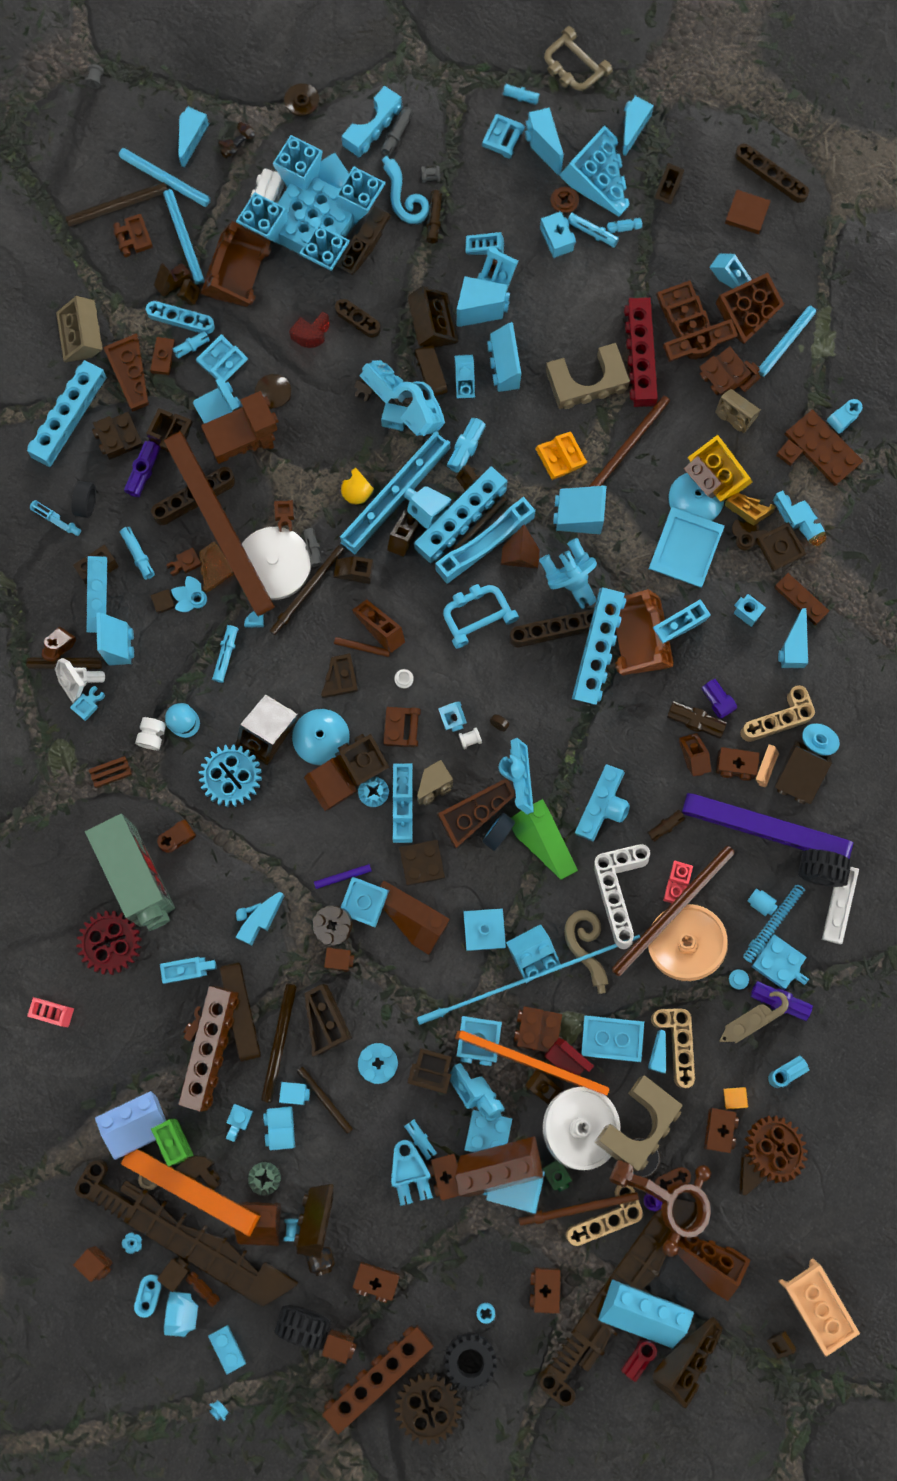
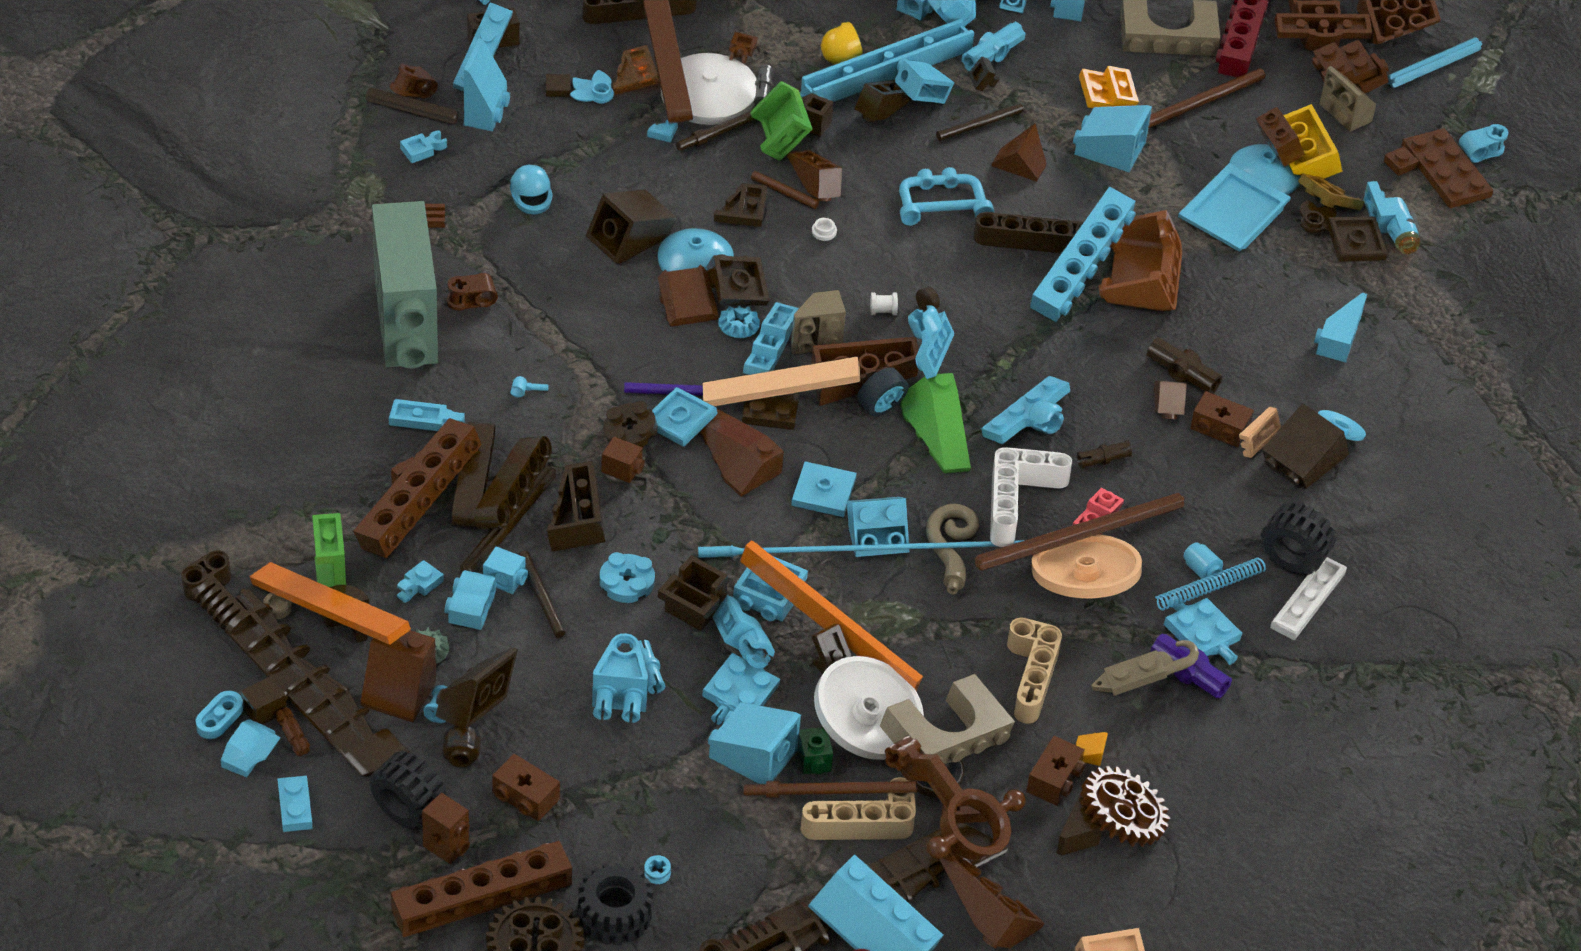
camera: 15 degrees right, 30 degrees down
(62, 1016) = (237, 411): coral slope -> none
(75, 679) = (417, 114): white piece -> none
(93, 1264) = (167, 651): reddish brown brick -> none
(114, 959) = (341, 363): dark red gear -> none
(130, 1124) = (279, 535): light blue slope -> none
(132, 1248) = (225, 659): medium azure plate -> none
(140, 558) = (549, 41): medium azure pin -> none
(150, 734) = (486, 189): white wheel -> none
(187, 561) = (602, 58): reddish brown plate -> none
(218, 1411) = (253, 857): medium azure plate -> none
(225, 654) = (618, 142): medium azure pin -> none
(244, 765) = (551, 262): medium azure gear -> none
(260, 918) = (541, 394): medium azure slope -> none
(271, 1014) = (512, 482): none -> dark brown beam
(341, 587) = (782, 120): none -> bright green panel
(395, 727) = (794, 270): reddish brown plate -> none
(426, 852) = (782, 382): none -> light nougat tile
(438, 1166) = (668, 710): reddish brown brick -> none
(446, 714) = (872, 279): medium azure brick -> none
(464, 557) = (933, 140): medium azure arch -> none
(490, 479) = (959, 103): medium azure brick -> none
(498, 1167) = (740, 704): reddish brown slope -> none
(537, 1029) = (855, 598): reddish brown plate -> none
(550, 1302) = (749, 864): reddish brown brick -> none
(567, 1058) = (885, 630): dark red panel -> none
(573, 575) = (1079, 180): medium azure piece -> none
(612, 1038) = (947, 639): medium azure plate -> none
(651, 1204) = (932, 815): dark purple plate -> none
(658, 1056) = (1001, 671): medium azure slope -> none
(682, 622) = (1203, 264): medium azure slope -> none
(721, 702) = (1221, 355): dark purple piece -> none
(738, 979) = (1141, 631): medium azure plate -> none
(757, 609) = (1293, 283): medium azure brick -> none
(763, 826) = (1215, 479): dark purple beam -> none
(776, 718) = (1289, 393): tan beam -> none
(789, 1072) = (1164, 739): medium azure piece -> none
(801, 598) = (1376, 307): reddish brown plate -> none

